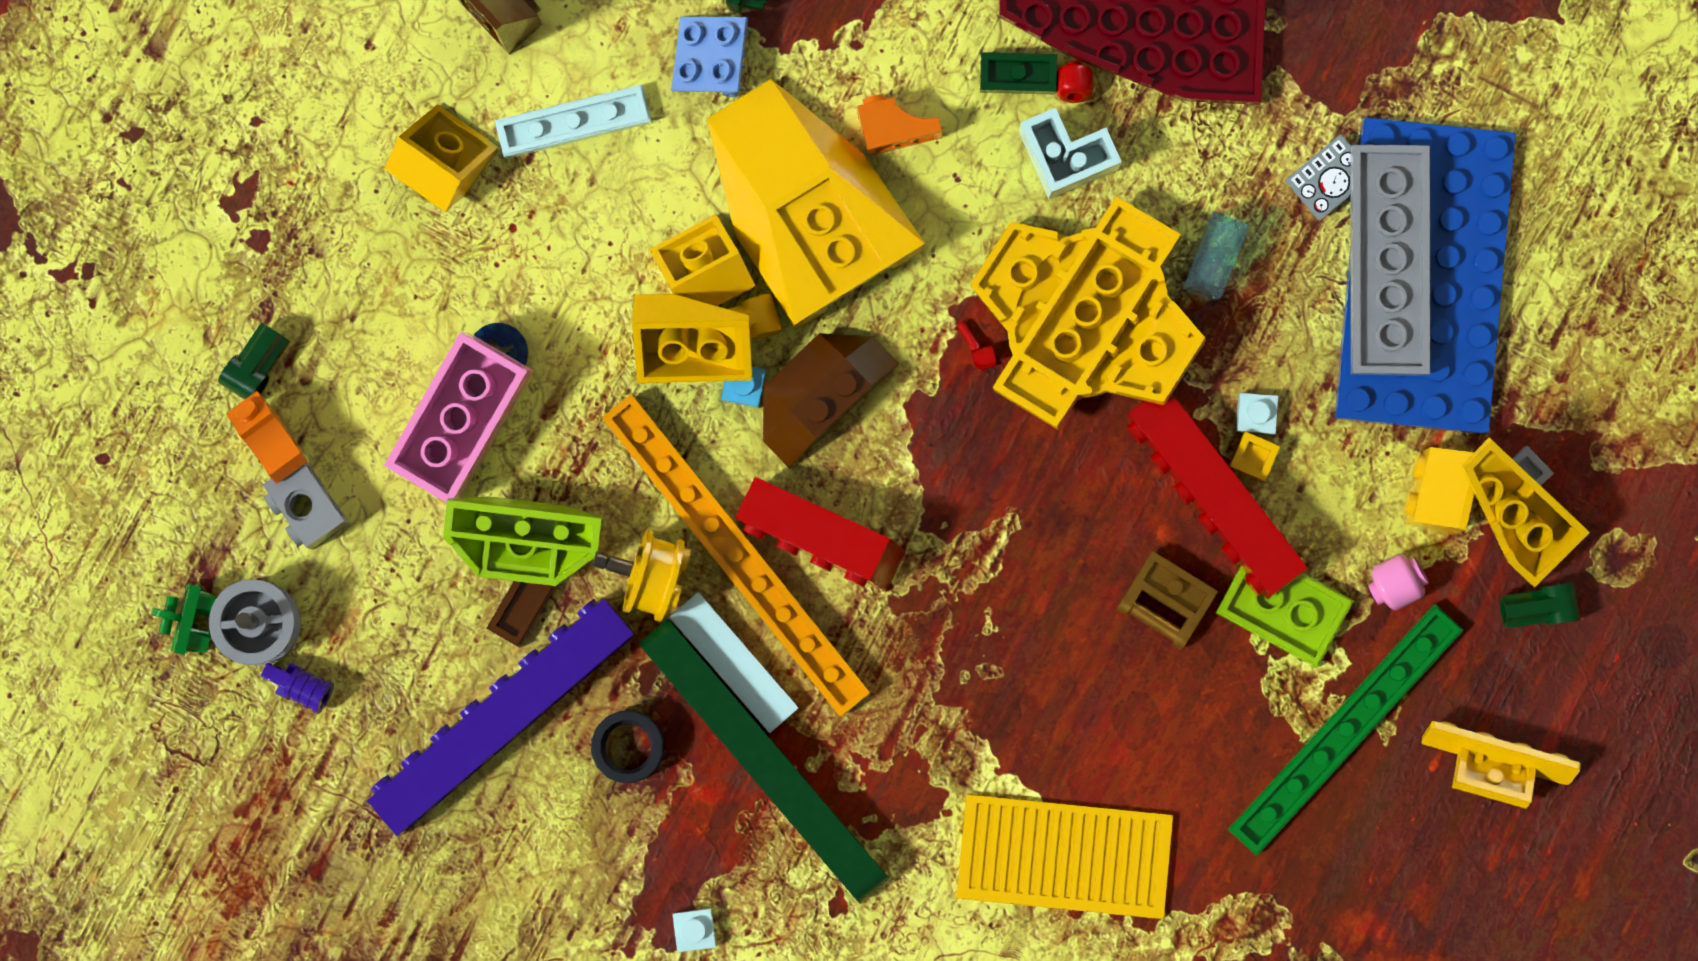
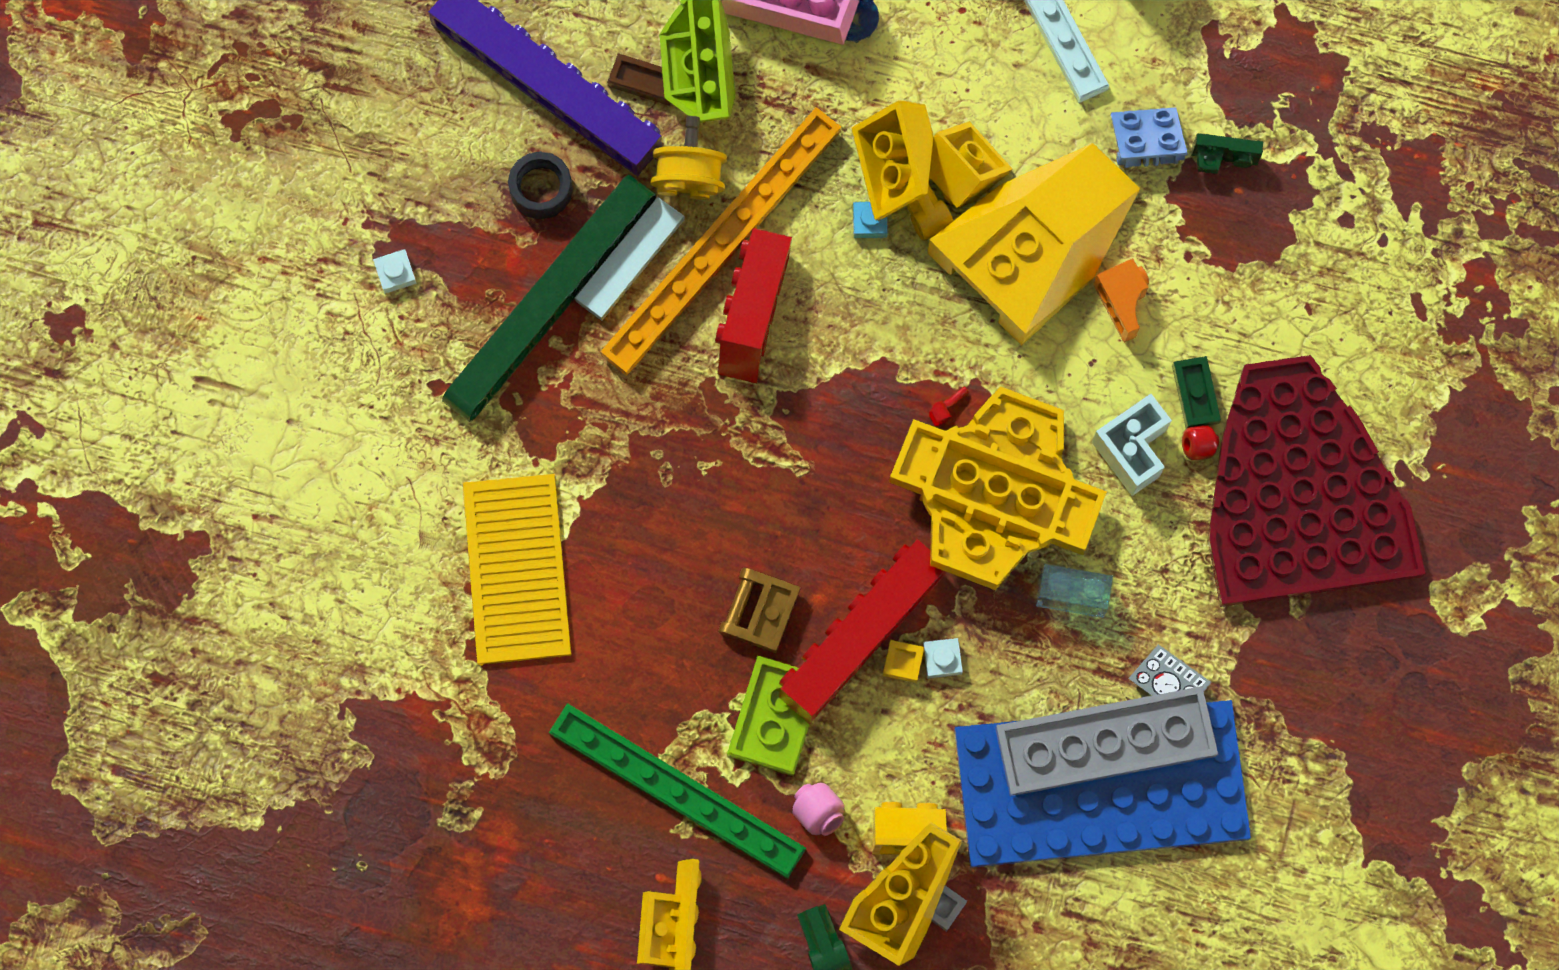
camera: 75 degrees right, 10 degrees down
(820, 390) = (880, 283): reddish brown wedge -> none

